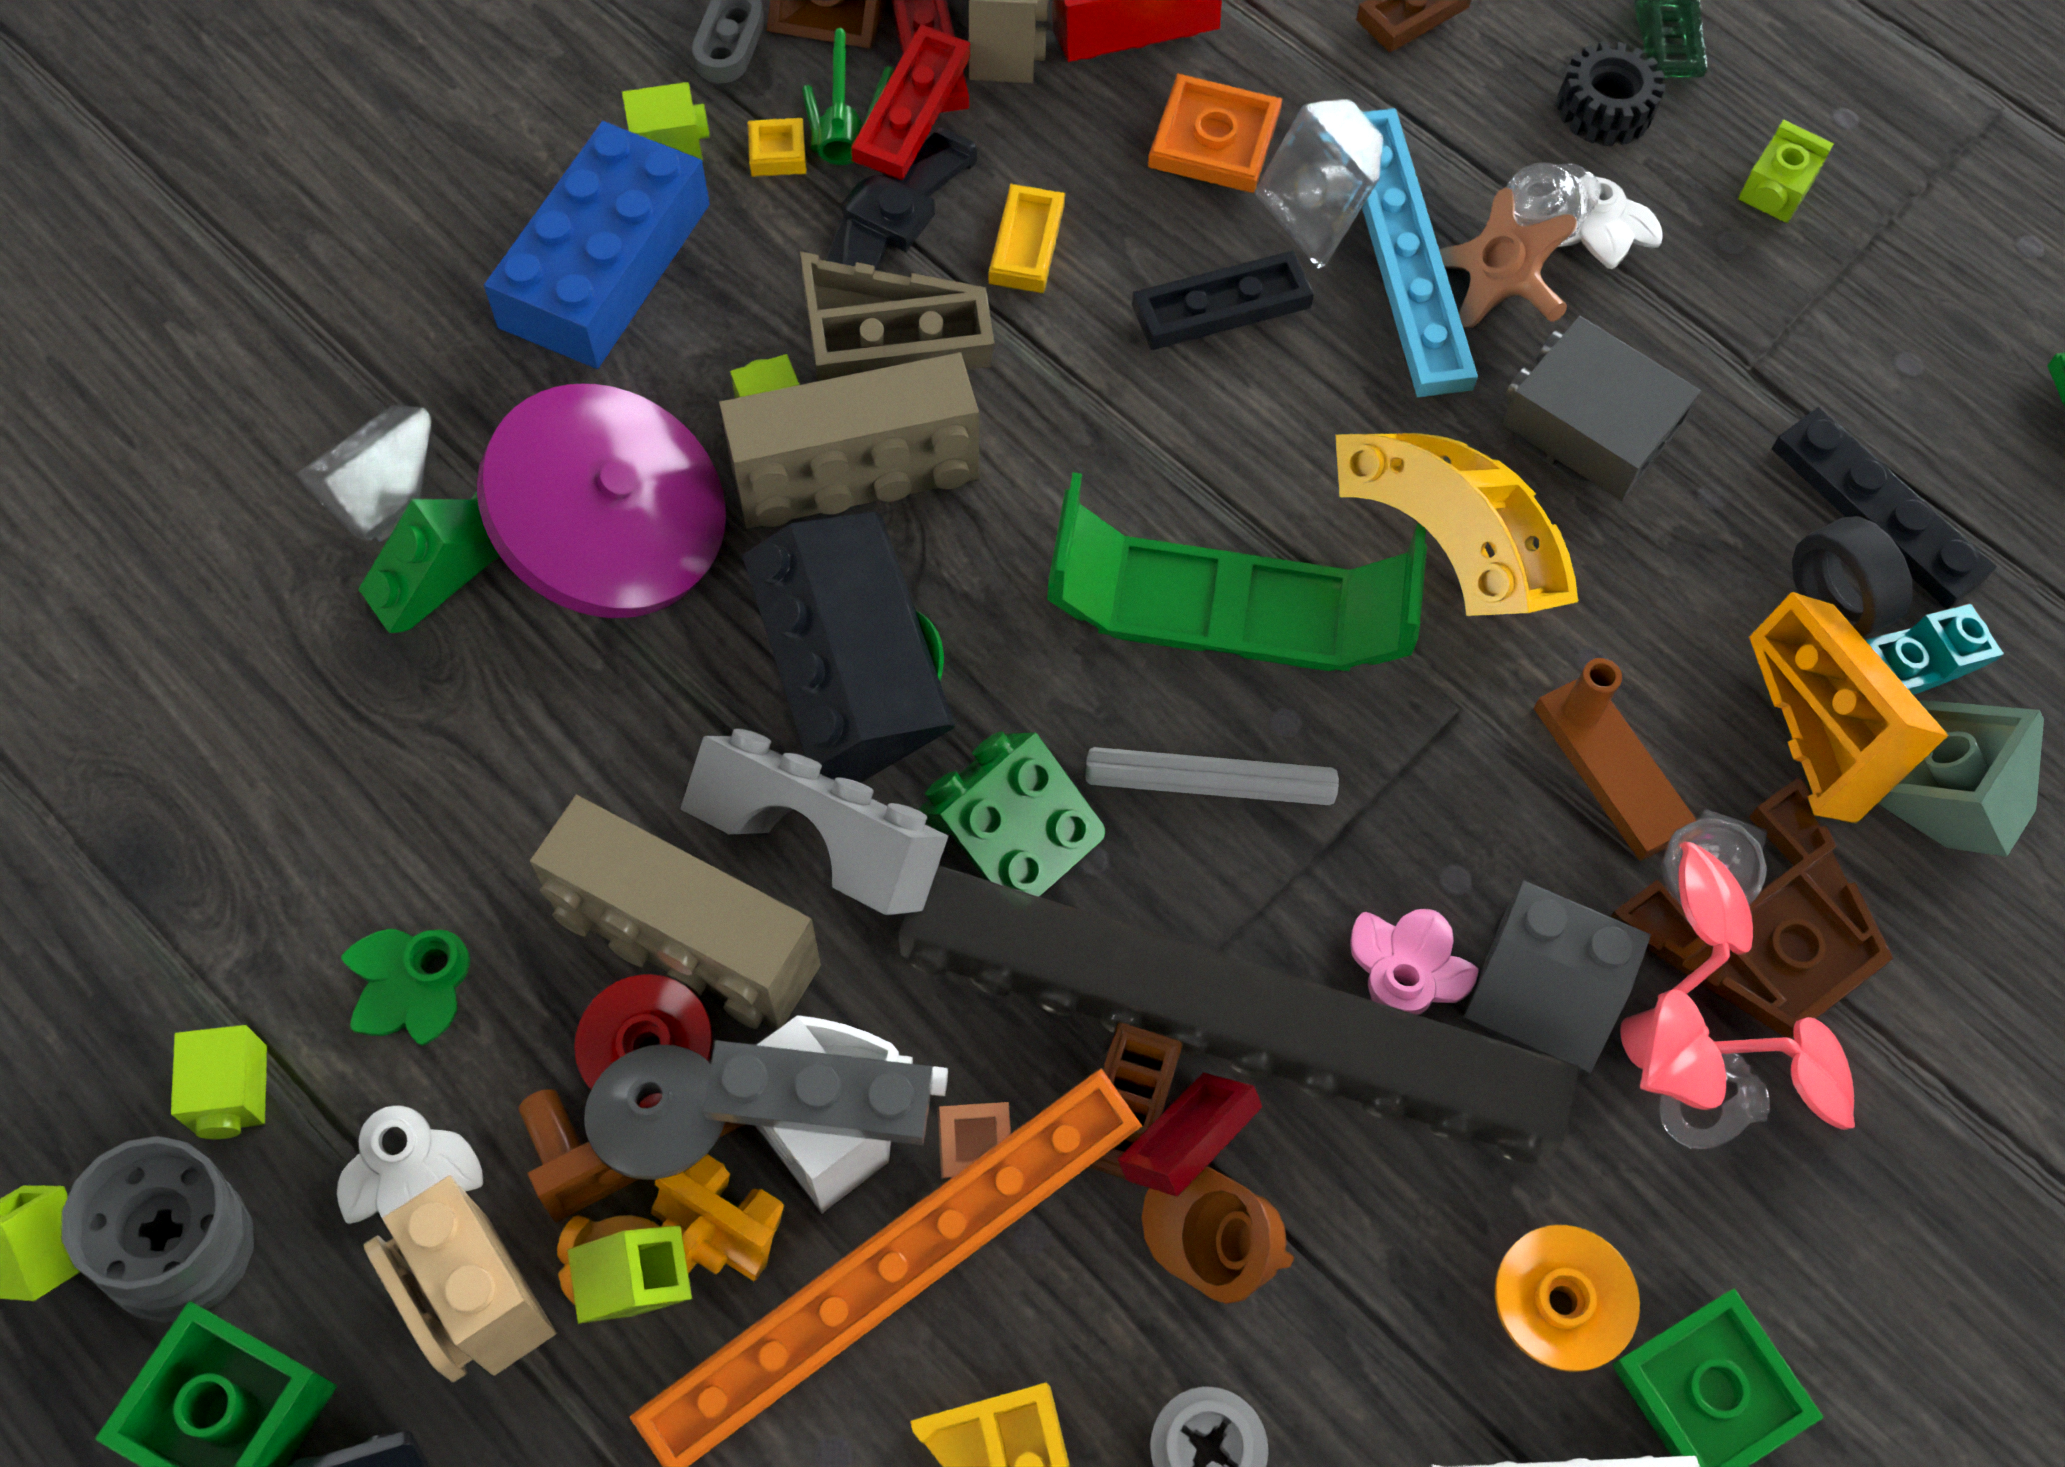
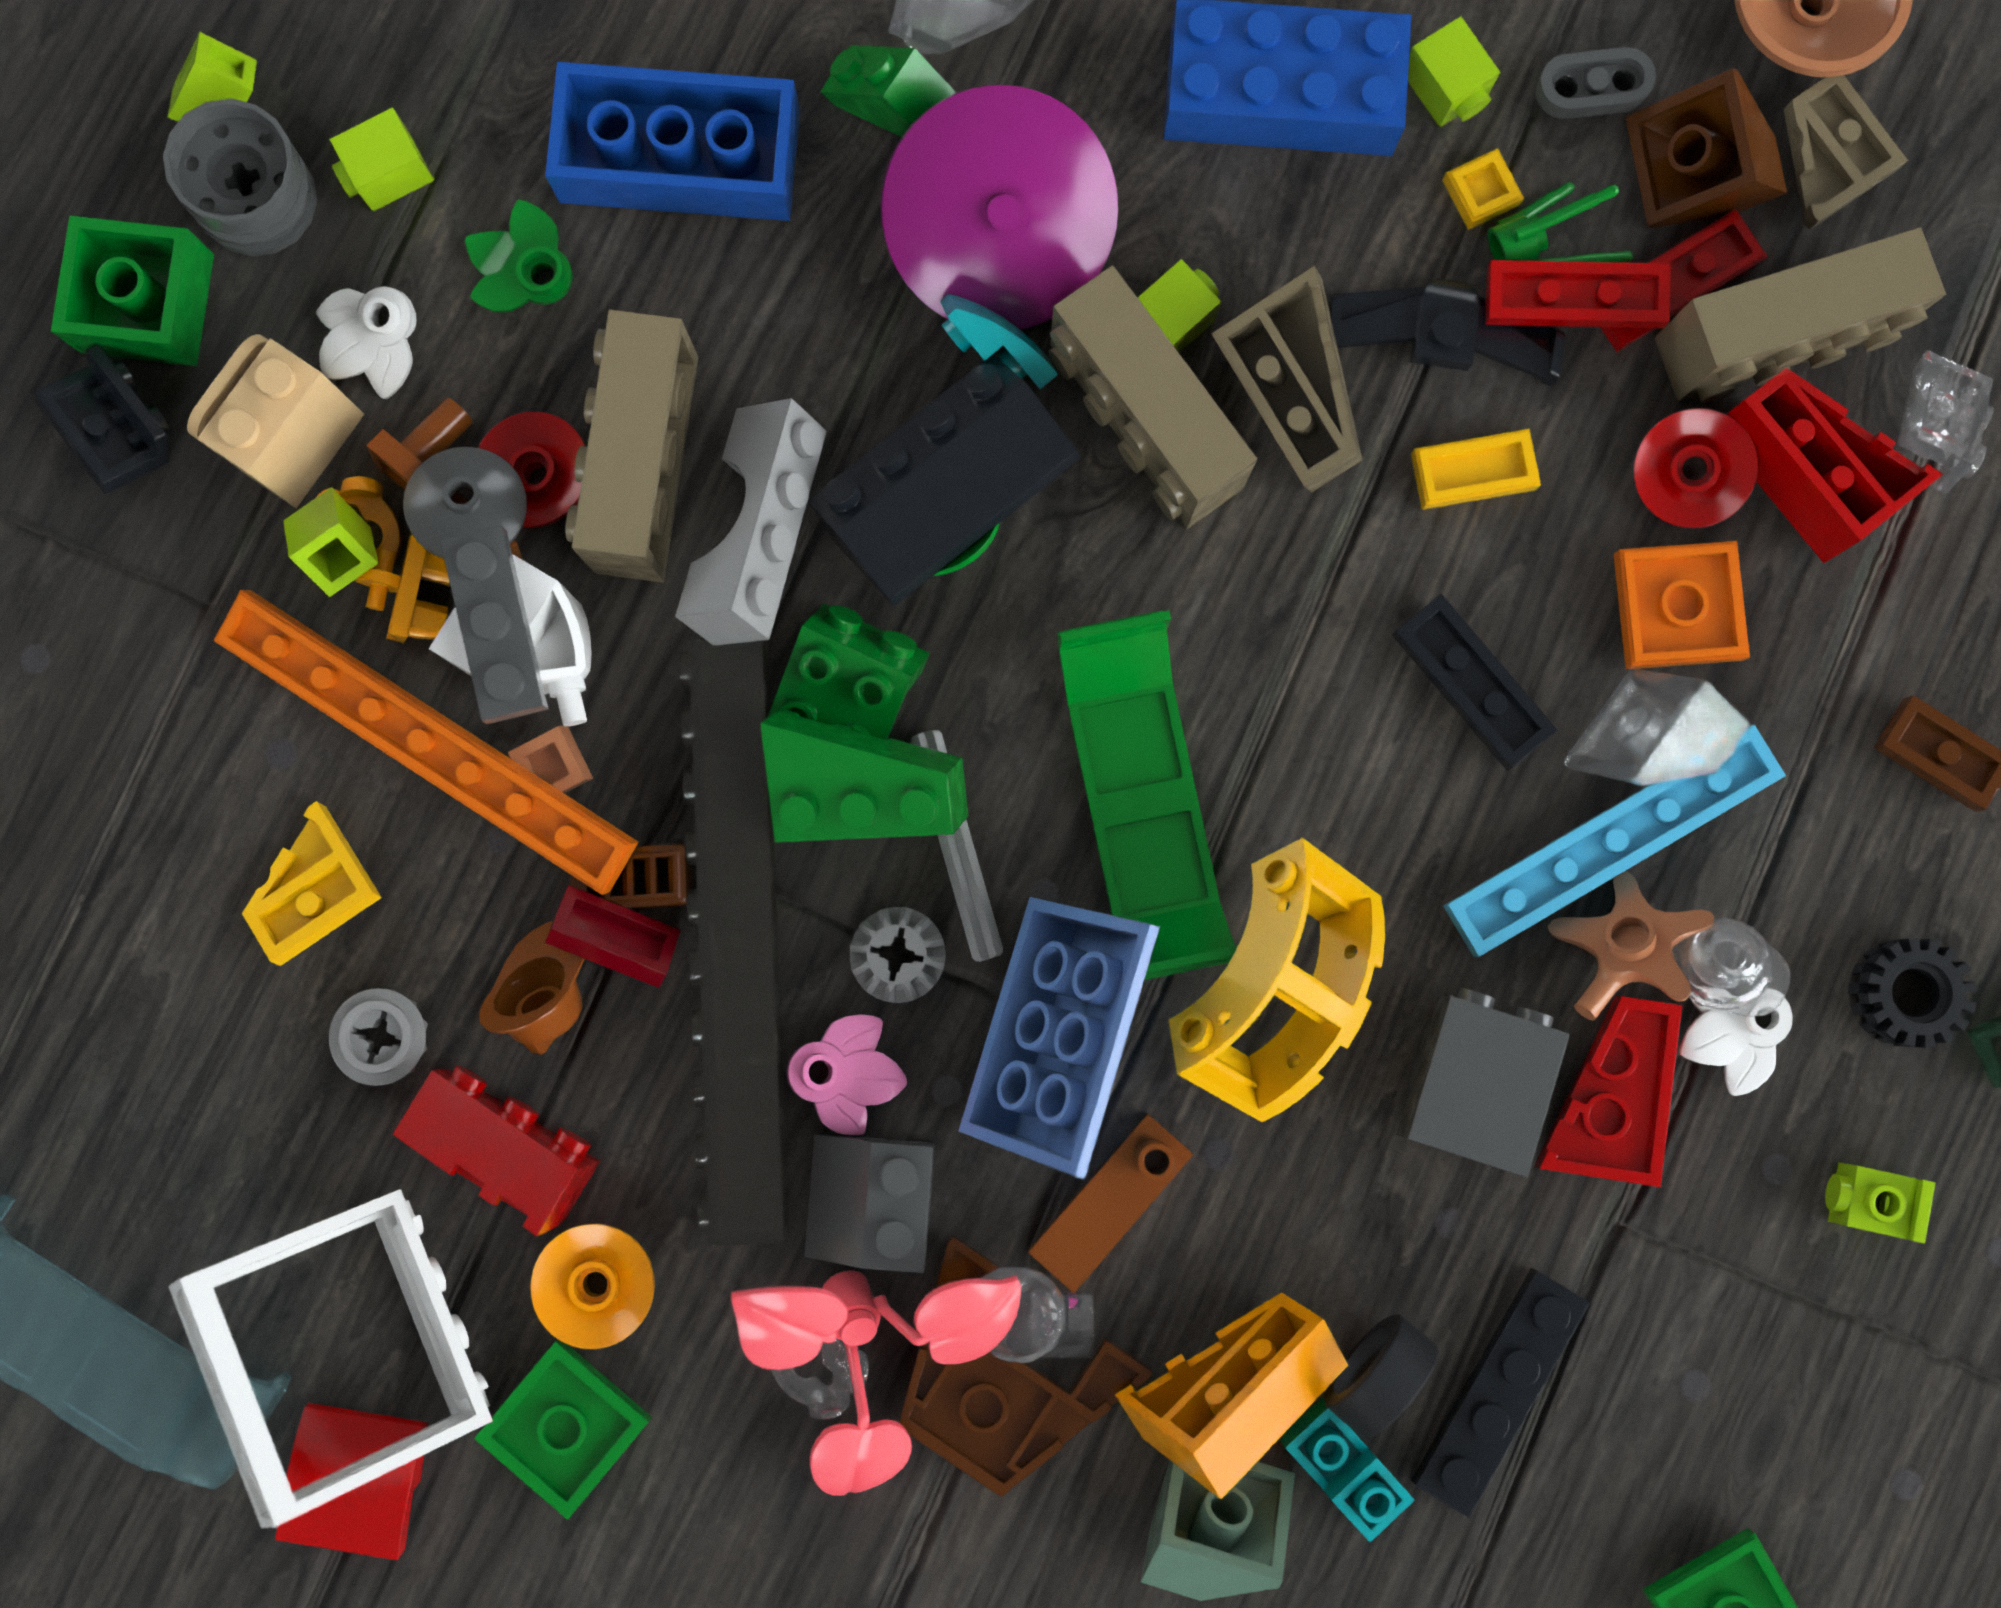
camera: 70 degrees right, 20 degrees up
(370, 770) = (673, 141): none -> blue brick
(724, 550) = (987, 332): none -> teal slope
(1106, 56) = (1728, 476): none -> red dish
(1126, 825) = (856, 786): none -> green wedge
(1315, 896) = (914, 978): none -> light grey gear
(1386, 1339) = (498, 1147): none -> red wedge
(1453, 710) = (1058, 1034): none -> medium blue slope
(1639, 312) = (1620, 1099): none -> red wing

